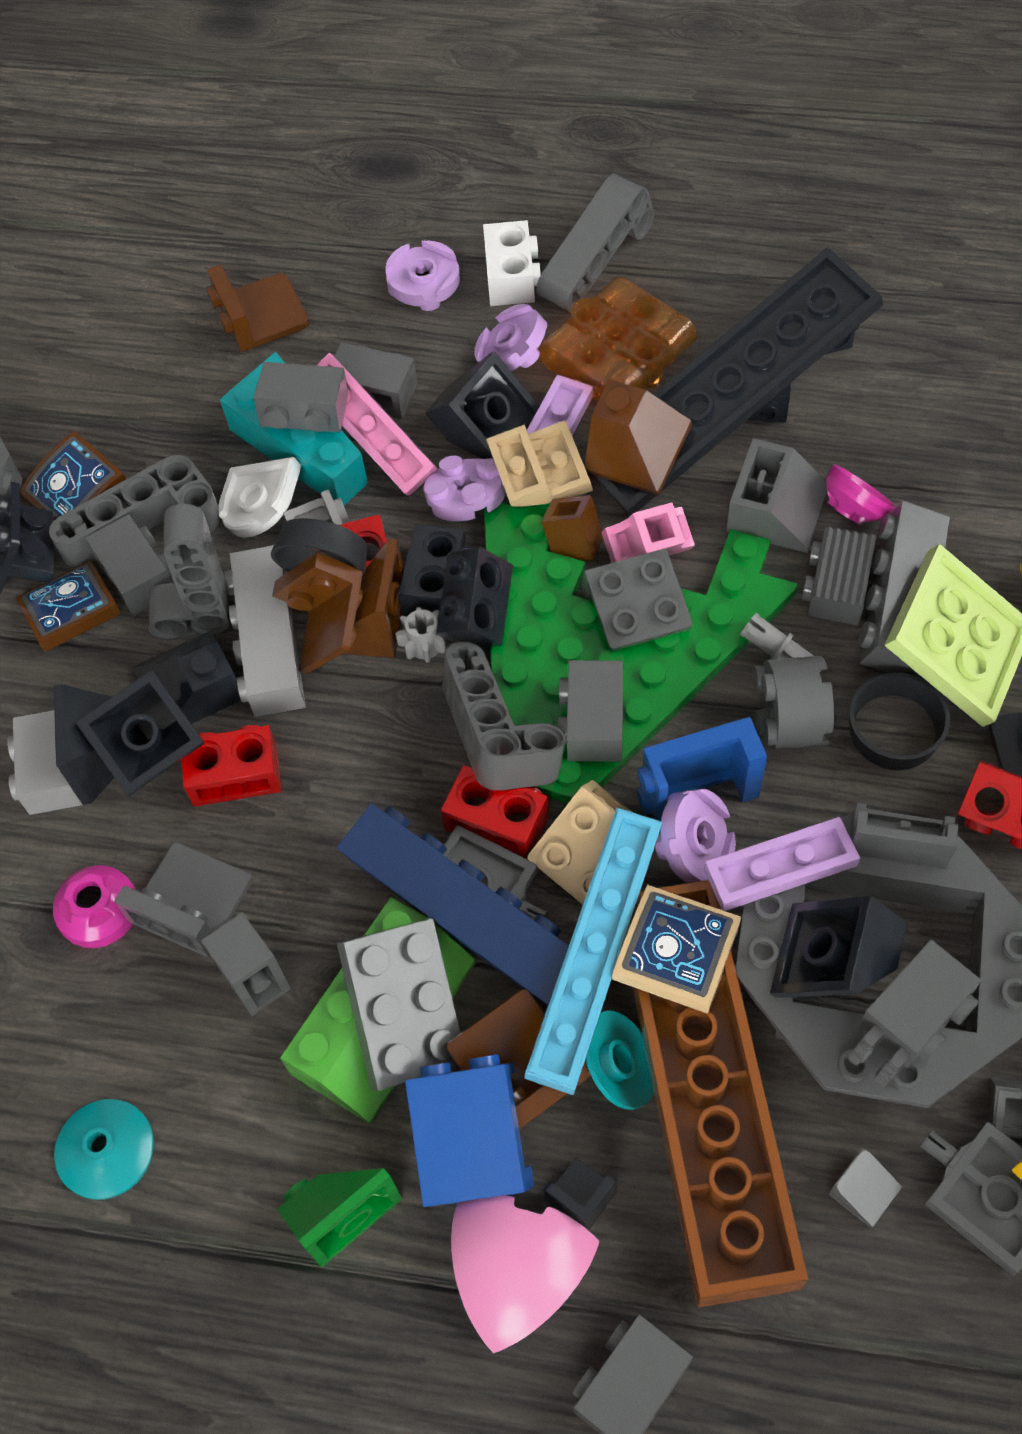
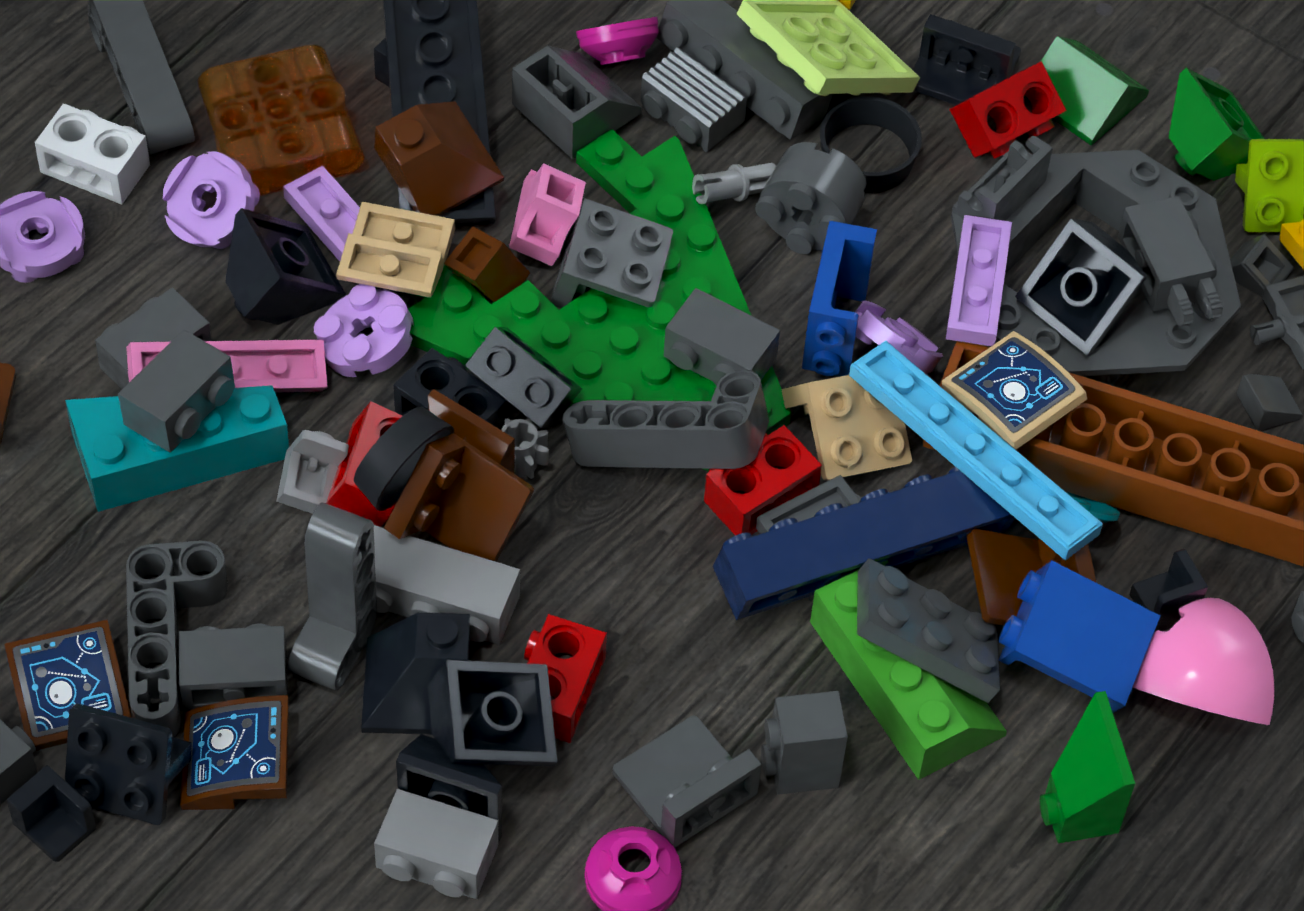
camera: 70 degrees left, 5 degrees down
(257, 495) = (233, 510): white tile -> none

